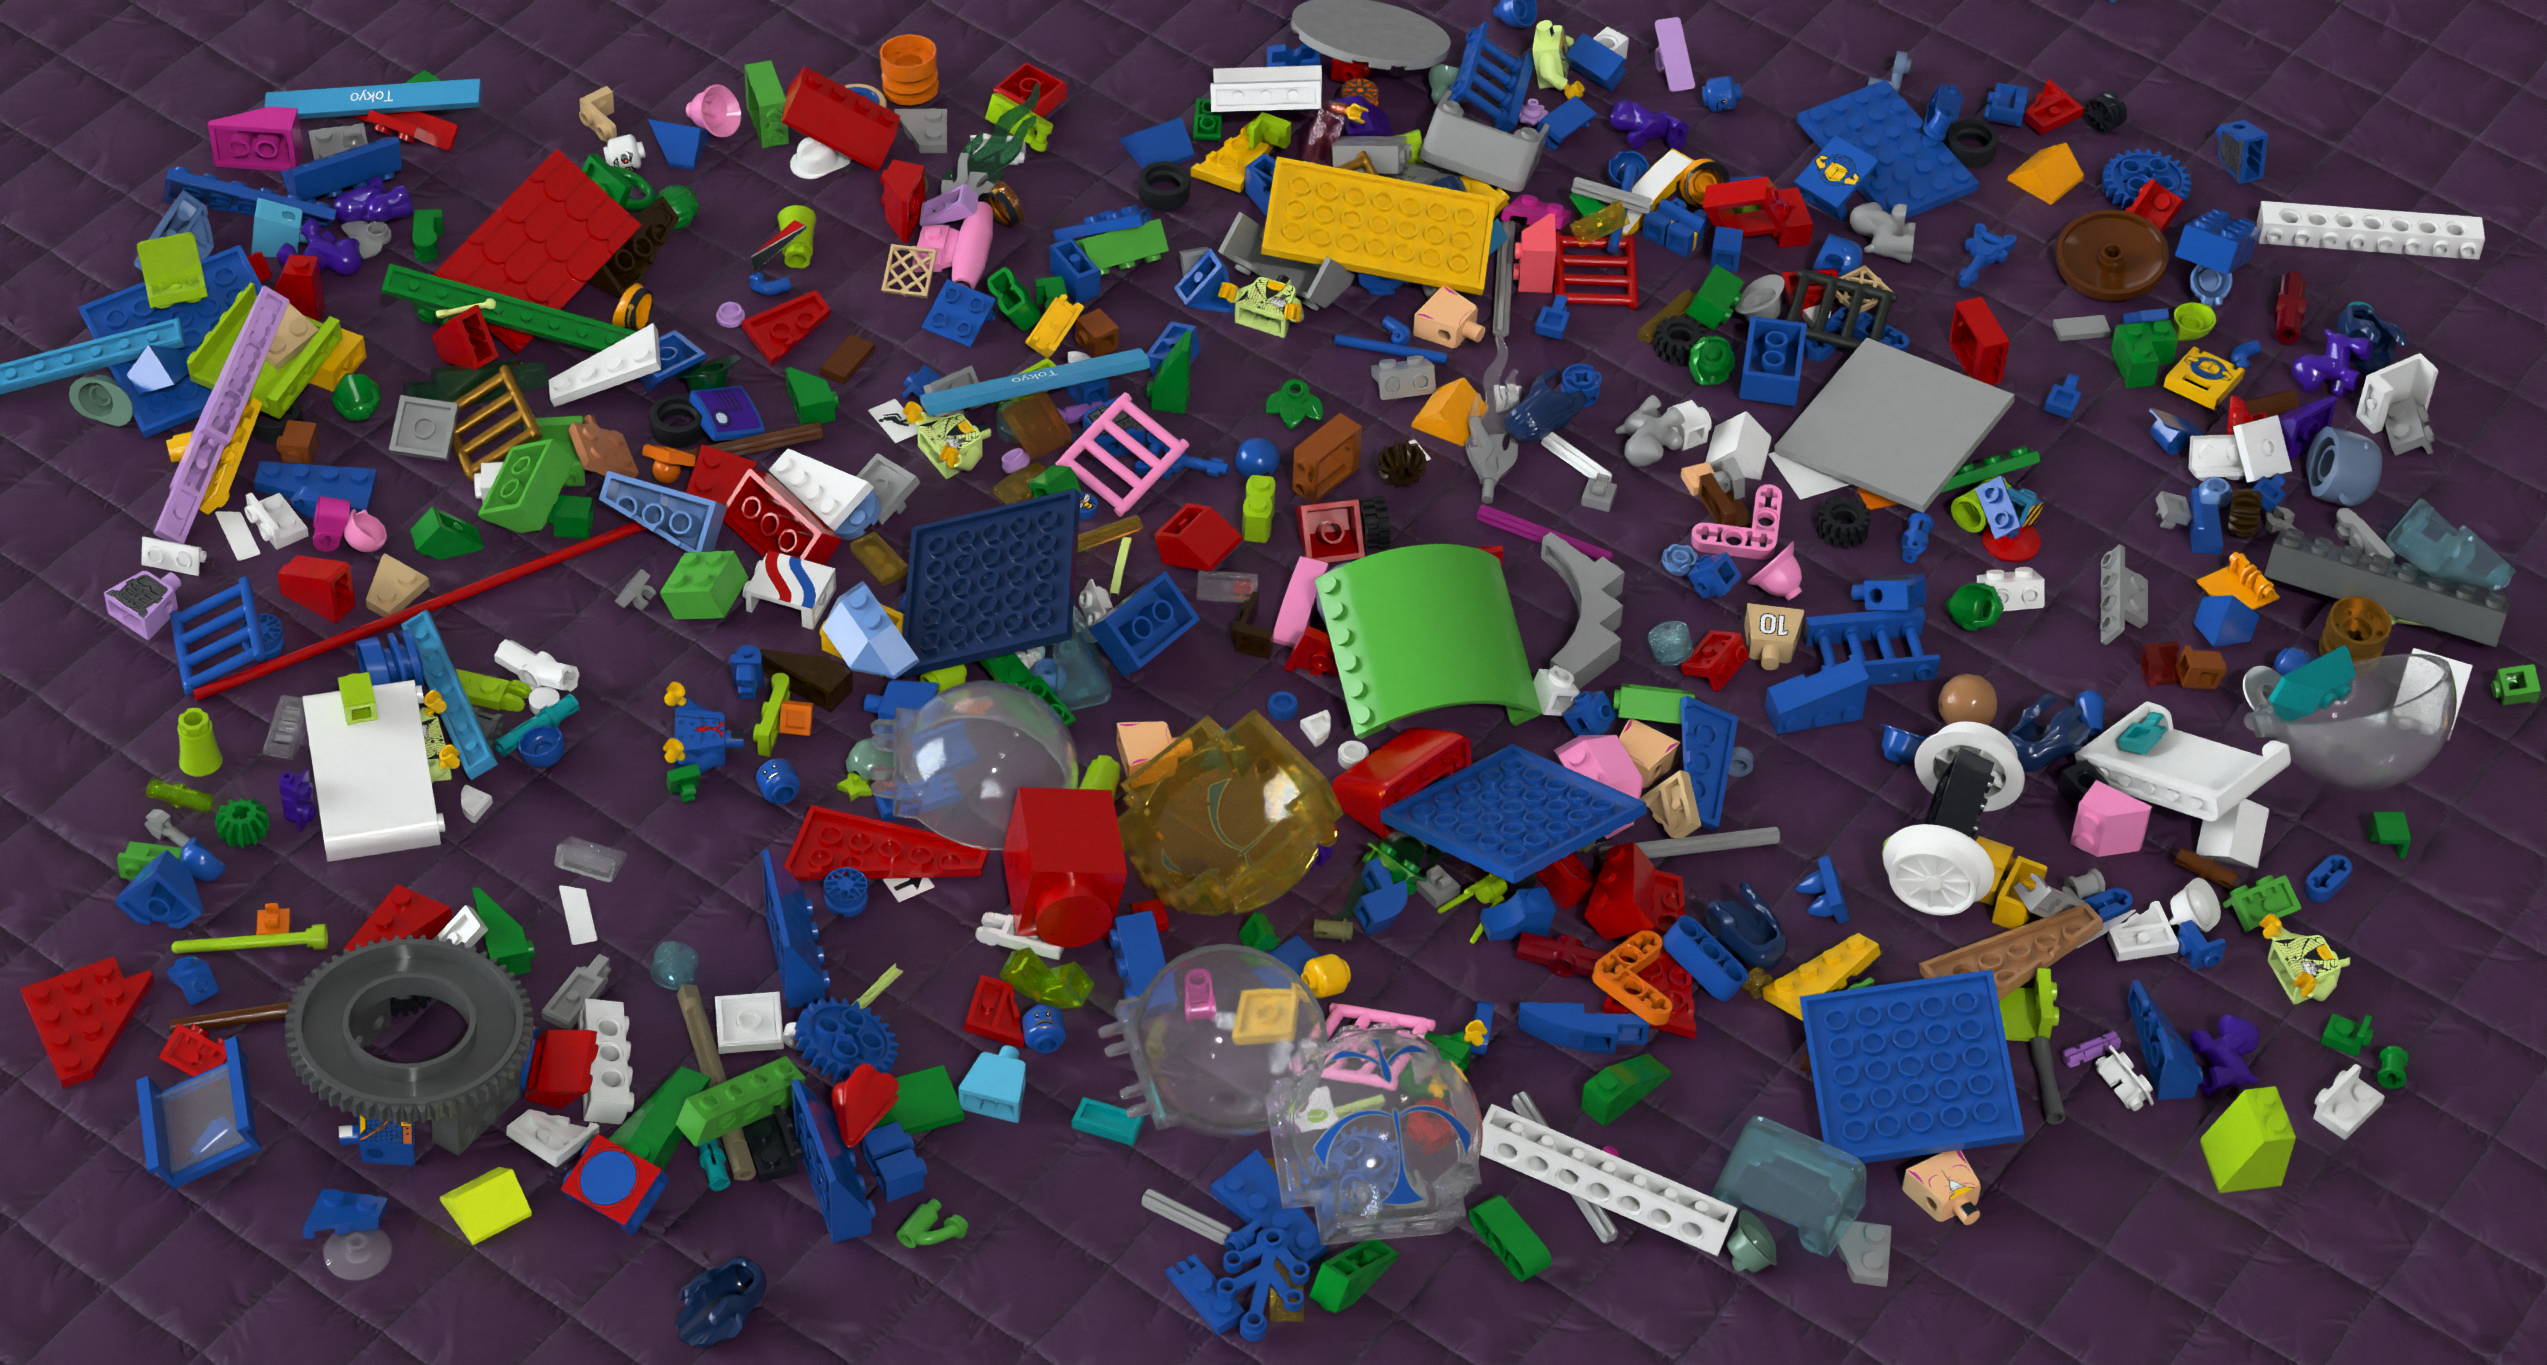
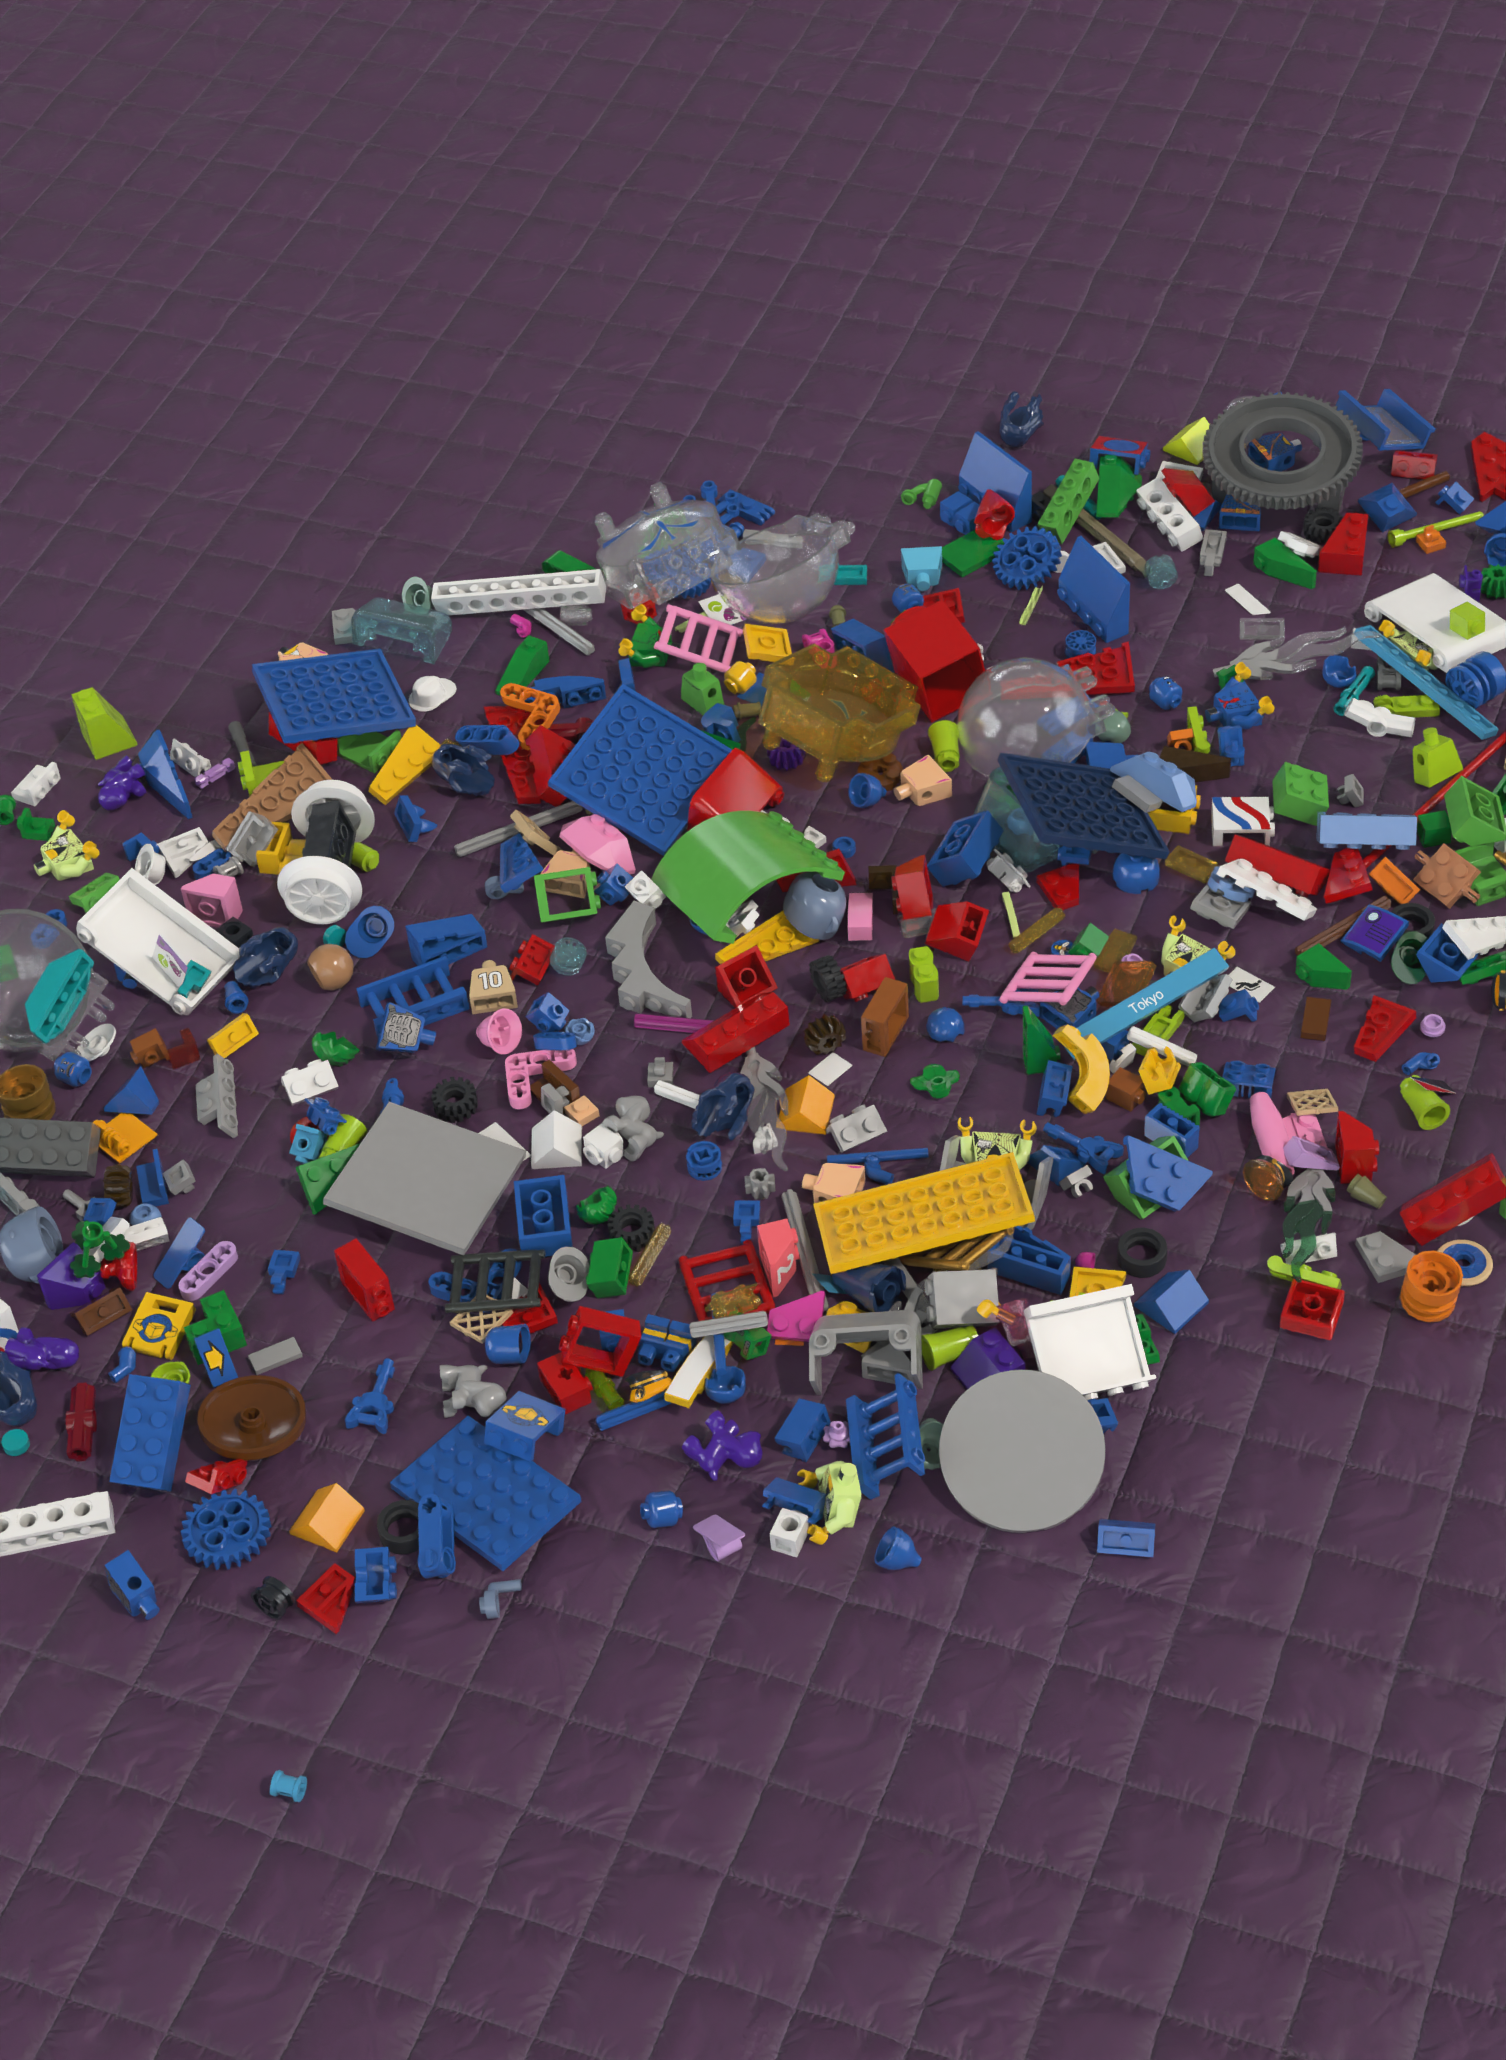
camera: 170 degrees right, 0 degrees up
(287, 972) = (1387, 507): none -> blue slope
(513, 583) = (1435, 759): none -> lime torso
(599, 778) = (1286, 657): none -> clear piece
(906, 615) = (1137, 793): none -> light grey tile
(1037, 353) = (1149, 1041): none -> white axle
(1138, 331) = (1093, 1068): none -> yellow arch
(1167, 291) = (1088, 1147): none -> blue piece
(1223, 192) = (1085, 1260): none -> dark pink hinge
(1231, 582) = (913, 888): none -> red slope
(1388, 949) = (701, 689): none -> bright green torso
(1500, 490) = (738, 1030): none -> red slope
(1529, 344) = (760, 1183): none -> light grey gear
(1713, 539) = (555, 1040): none -> blue beam
(1763, 1094) = (430, 692): none -> white piece
(2111, 659) = (233, 1036): none -> yellow hinge
(2123, 429) = (205, 1281): none -> lavender beam
(2172, 725) = (169, 962): none -> sticker
(2282, 404) = (92, 1235): none -> dark green plant

